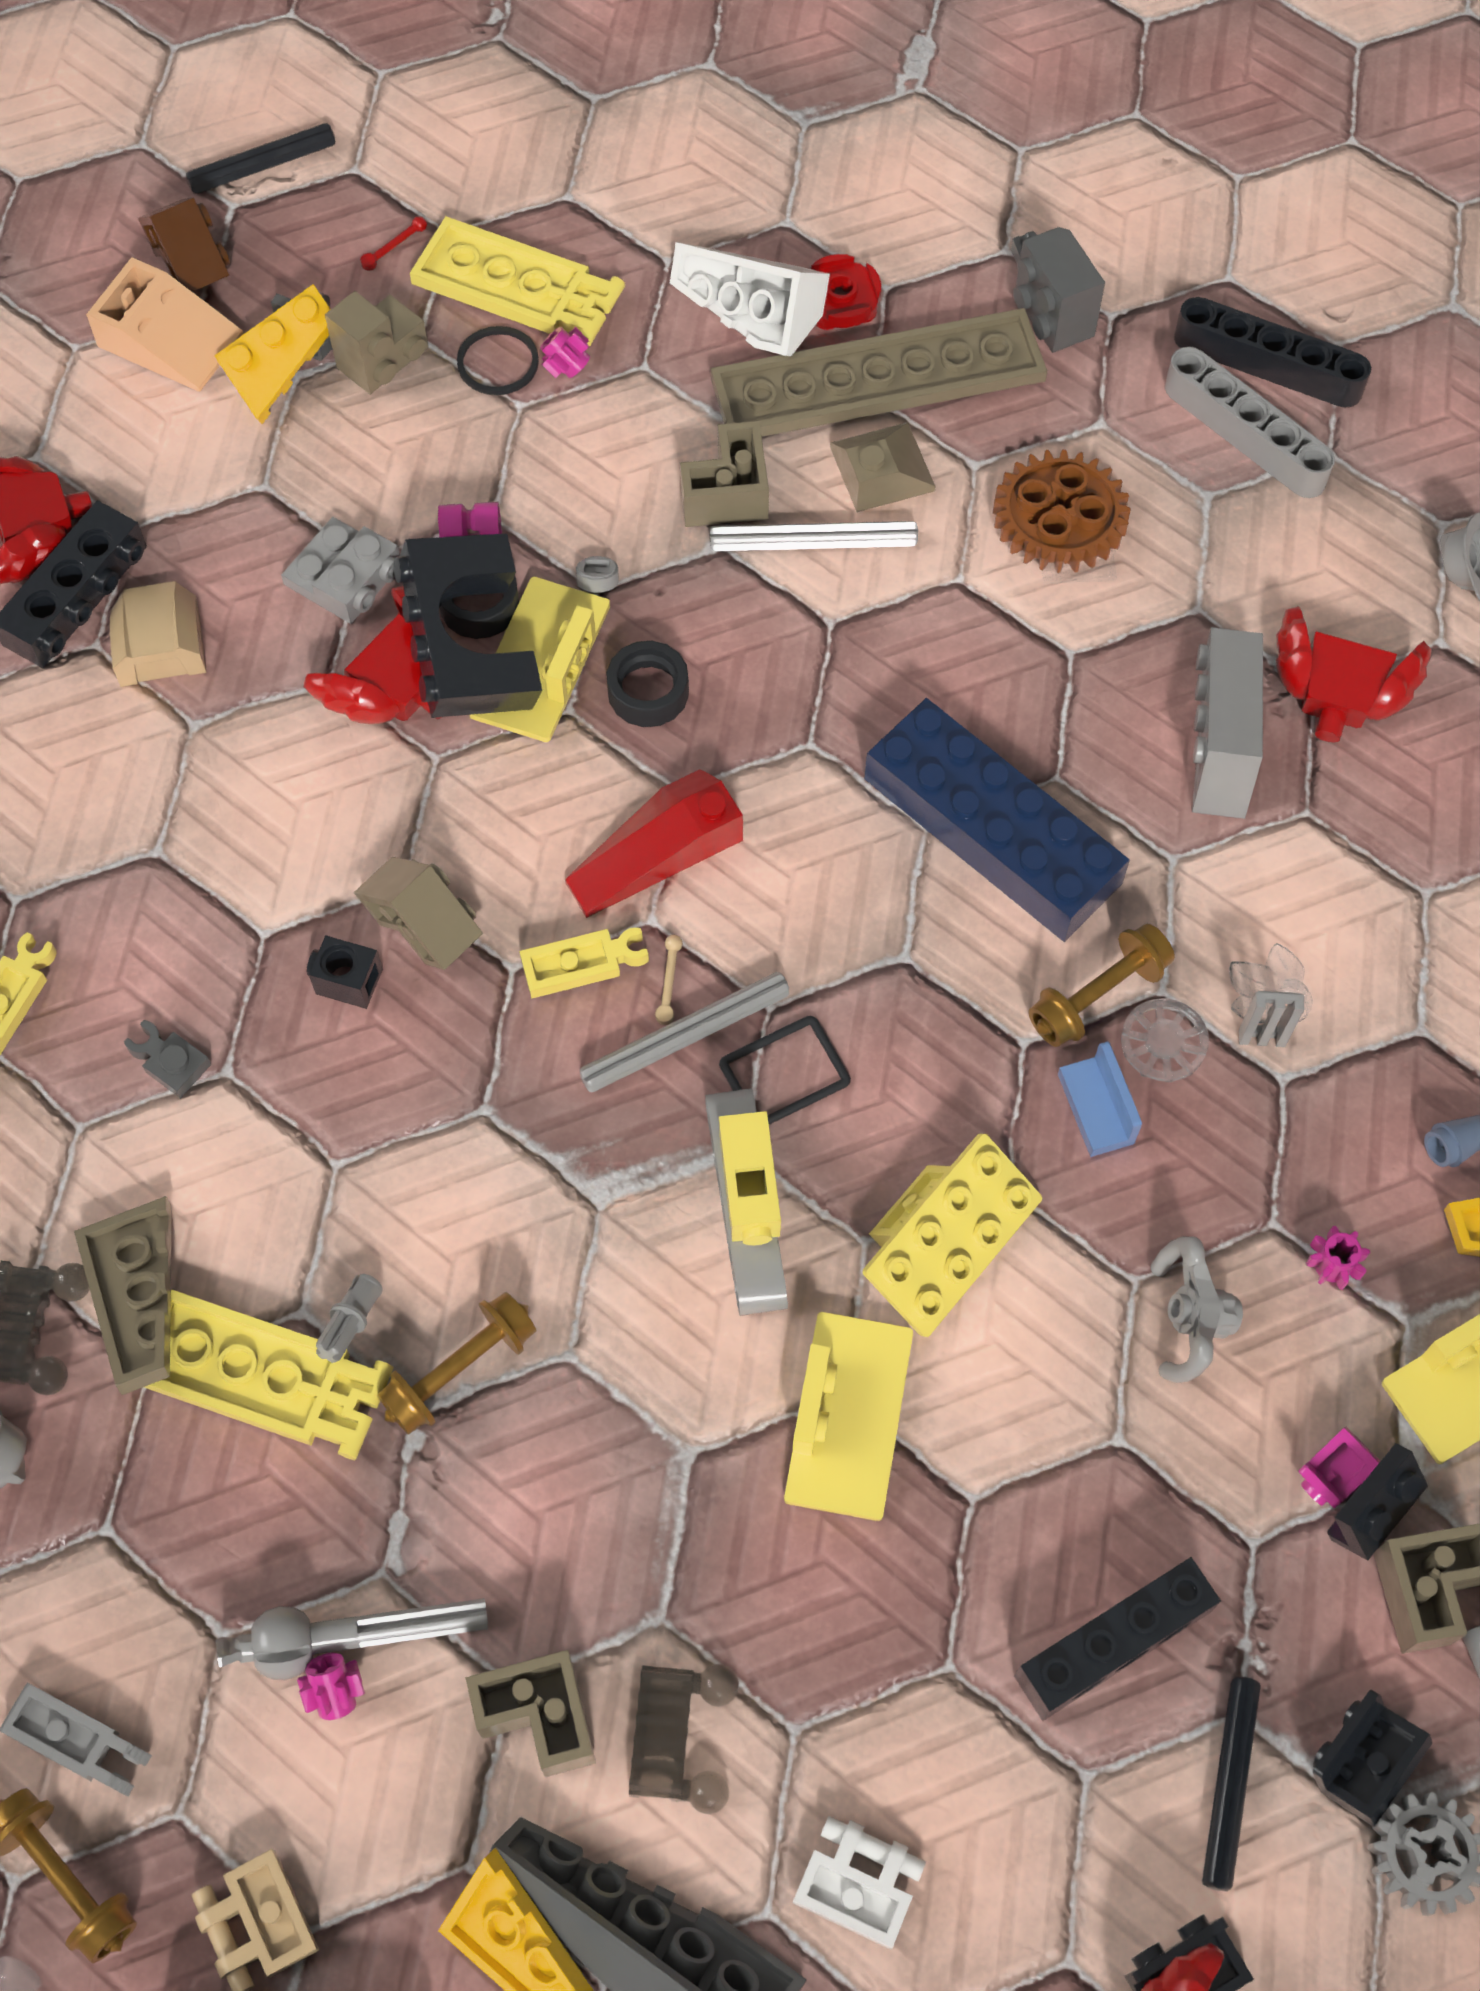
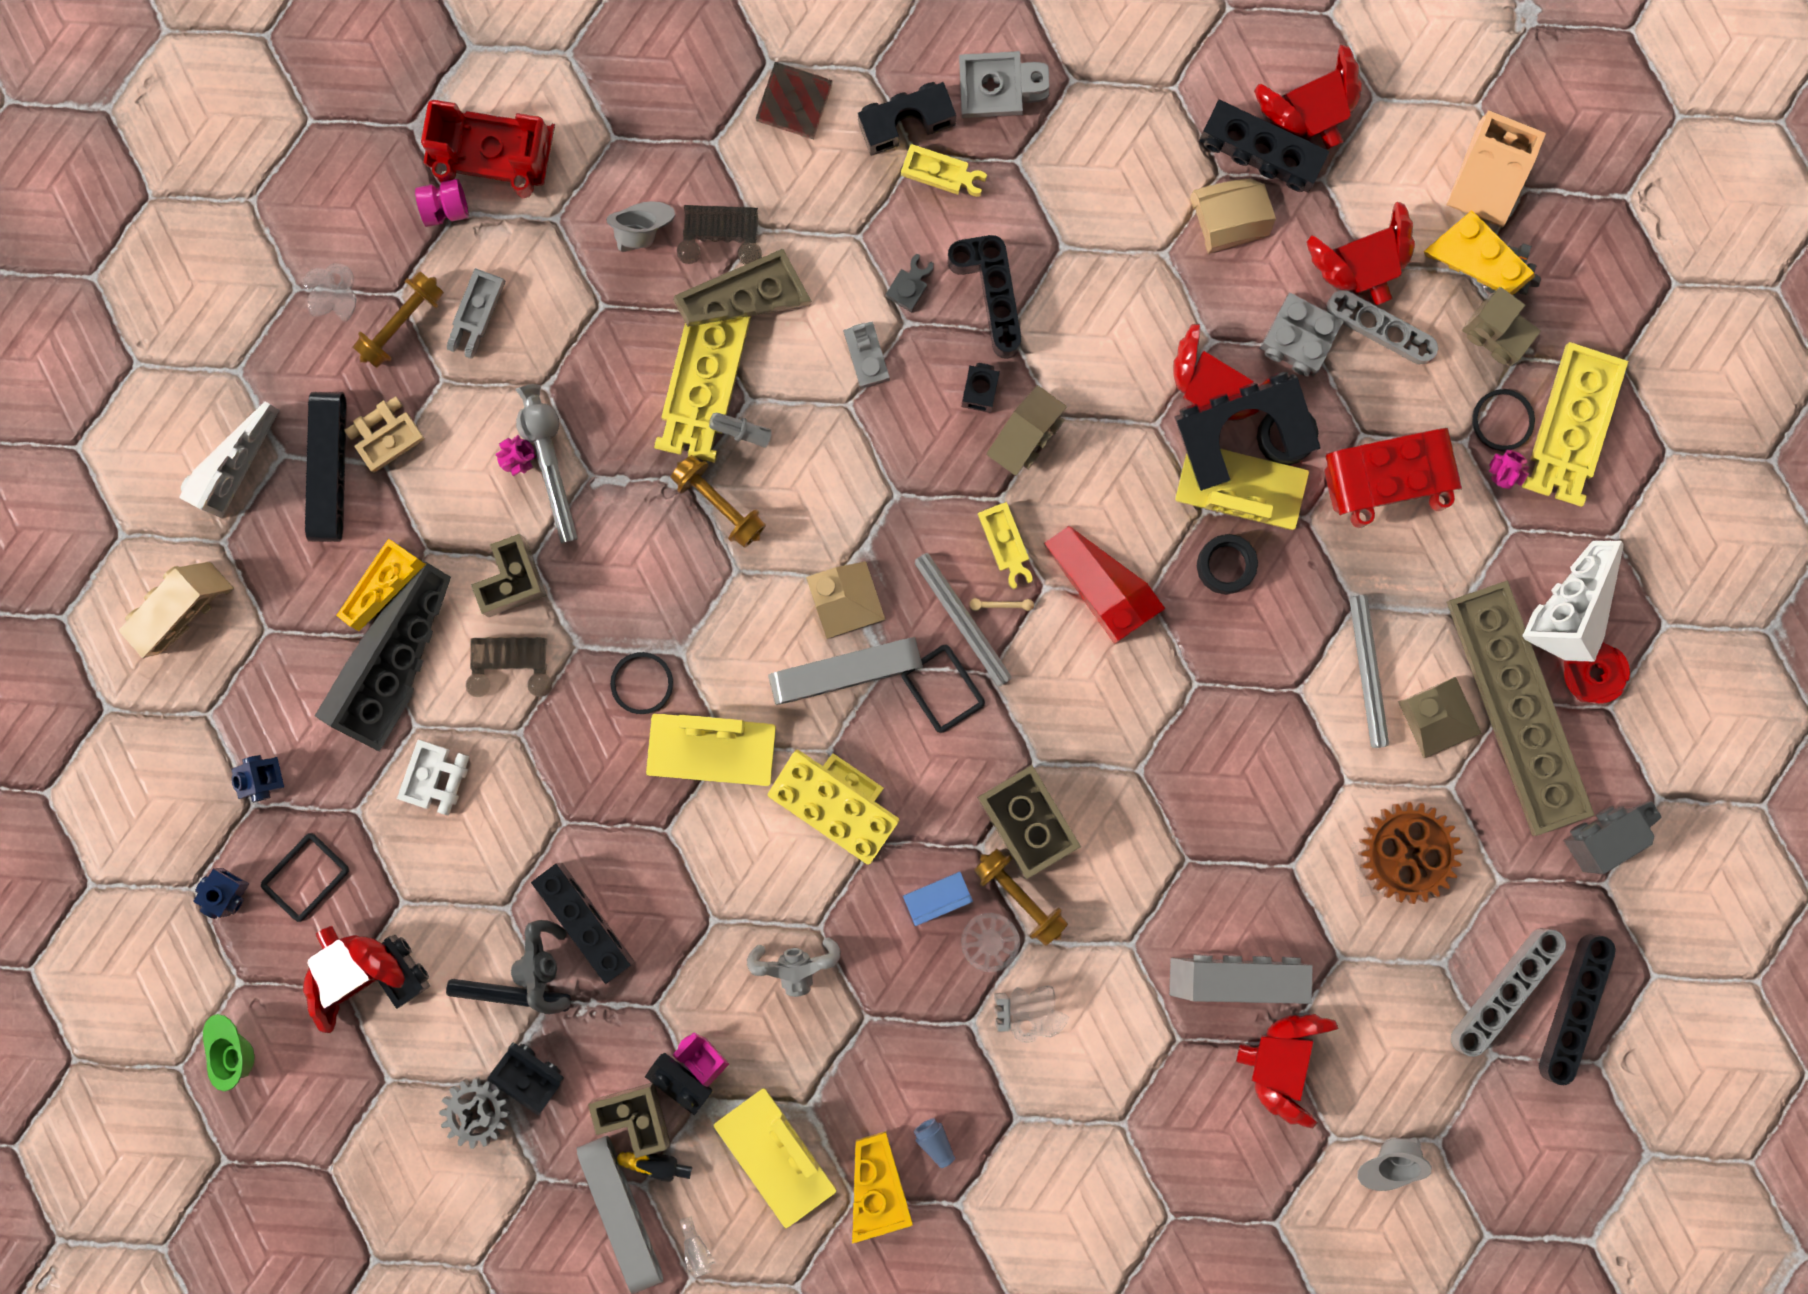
camera: 85 degrees right, 20 degrees up
(185, 243) = (1578, 163): reddish brown brick -> none
(209, 946) = (992, 296): none -> black beam
(255, 475) = (1369, 260): none -> red torso
(260, 158) = (1673, 210): black axle -> none
(263, 1130) = (866, 354): none -> light grey plate
(343, 473) = (1384, 322): none -> light grey beam
(369, 260) = (1585, 309): red hinge -> none
(457, 520) = (1339, 421): dark pink wheel -> none
(554, 472) = (1392, 473): none -> red container
(597, 574) = (1316, 517): light grey tile -> none
(636, 1195) = (845, 599): none -> tan slope
(723, 1473) = (621, 663): none -> black piece
(731, 486) = (1398, 609): dark tan brick -> none
(749, 1178) = (848, 671): light yellow brick -> none
(993, 961) = (1029, 822): none -> dark tan brick
(995, 819) = (1142, 816): dark blue brick -> none
(1191, 1716) = (539, 967): none -> dark grey piece
(1330, 1266) = (836, 1066): dark pink gear -> none

